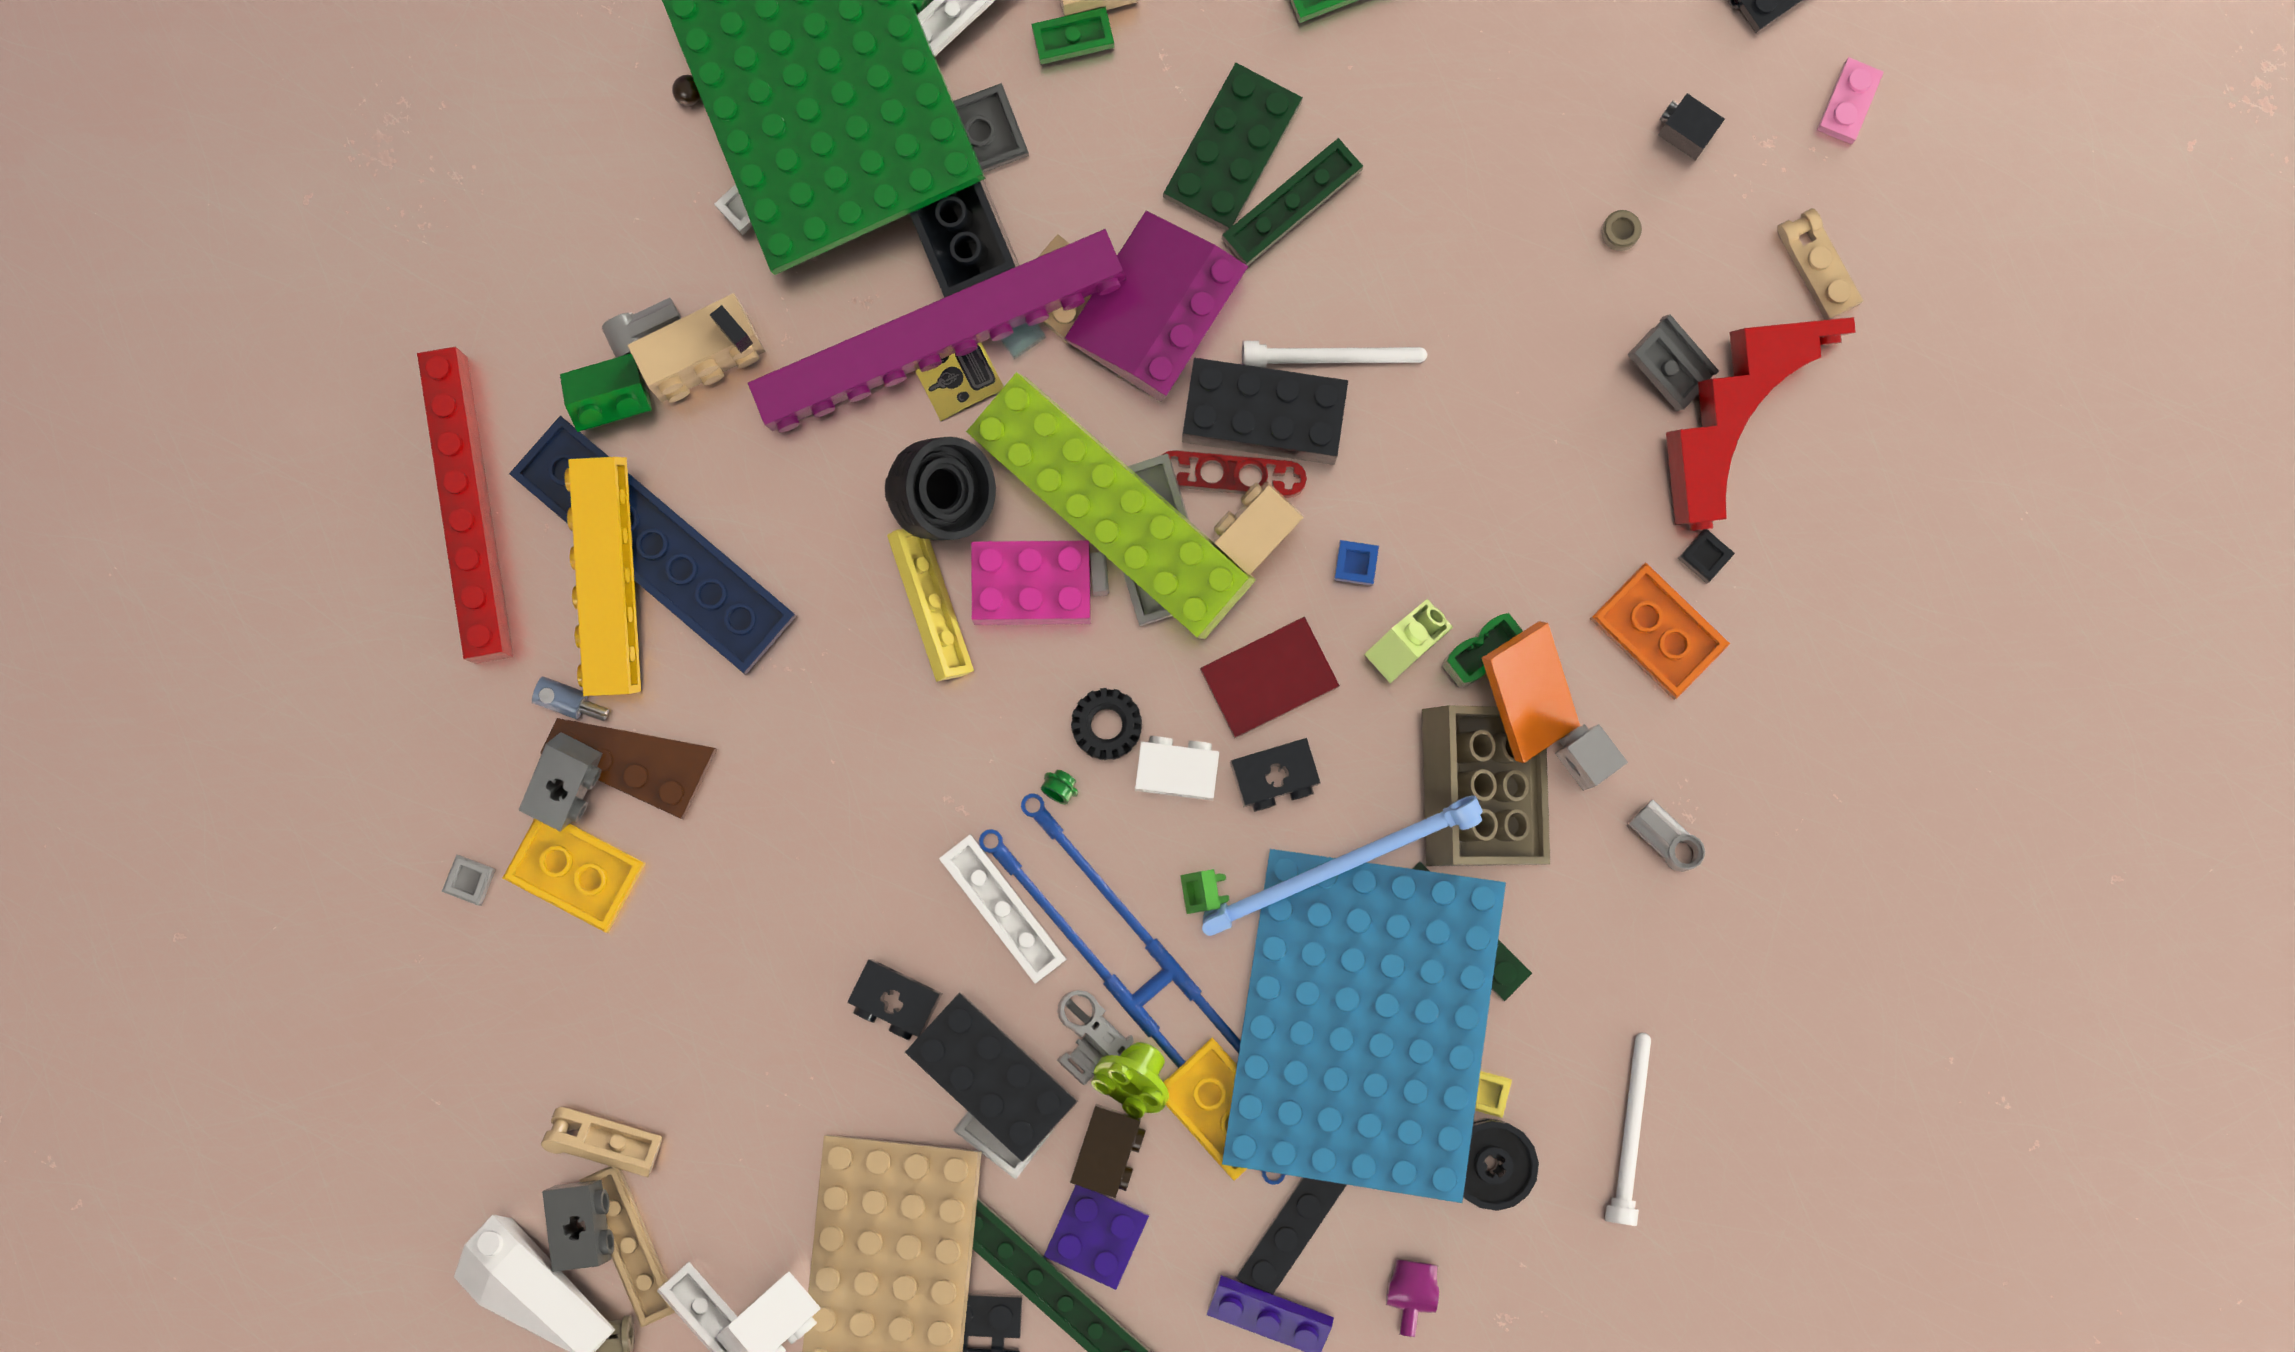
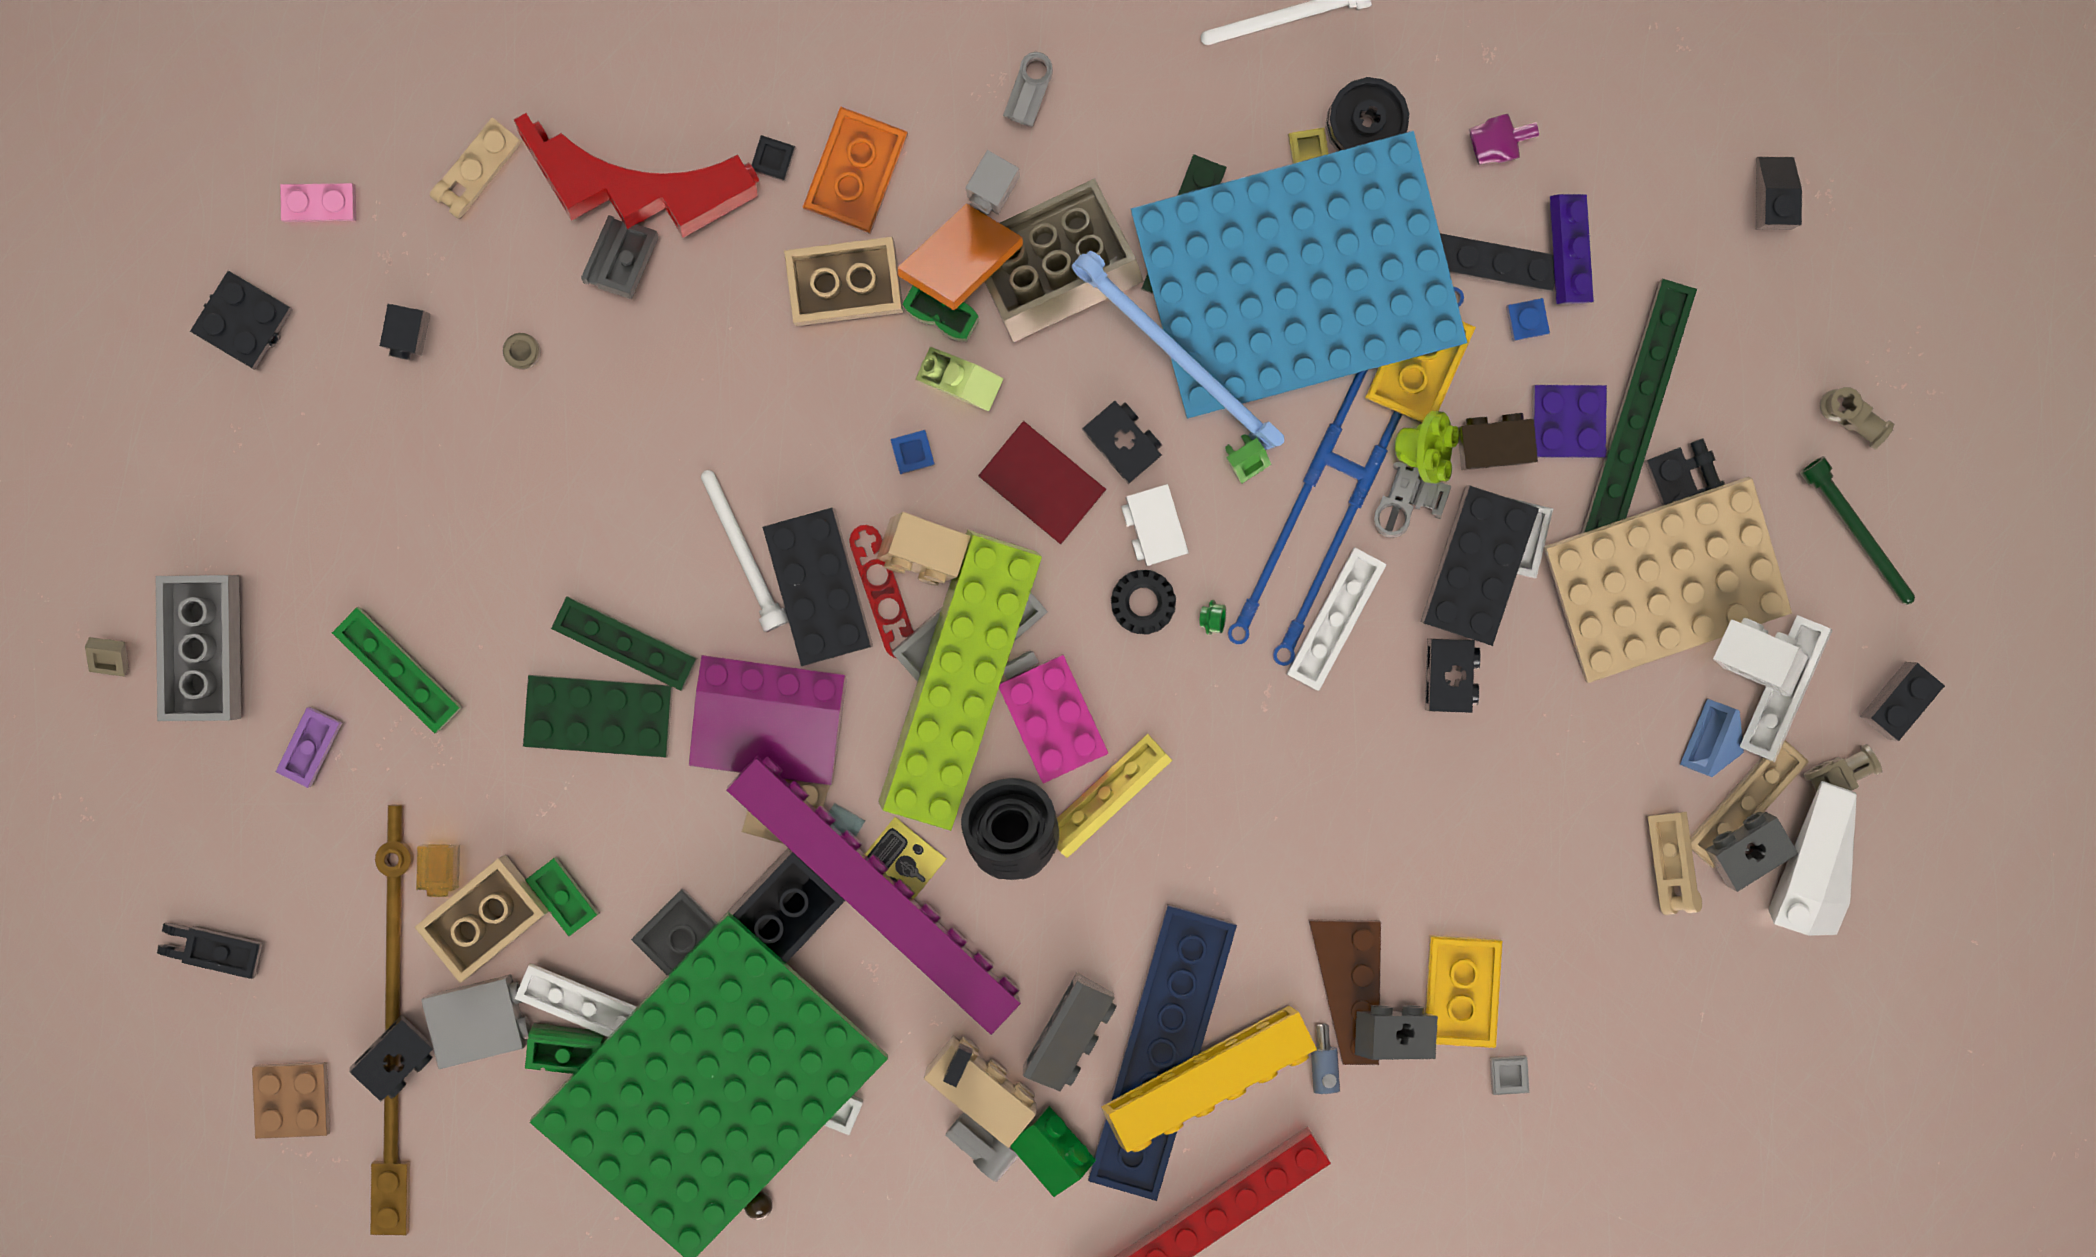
camera: 110 degrees left, 5 degrees up
(707, 1239) = (1714, 739): none -> medium blue slope
(712, 460) = (1069, 1033): none -> dark grey slope
(1218, 1239) = (1527, 319): none -> blue plate
(1555, 567) = (843, 281): none -> tan brick

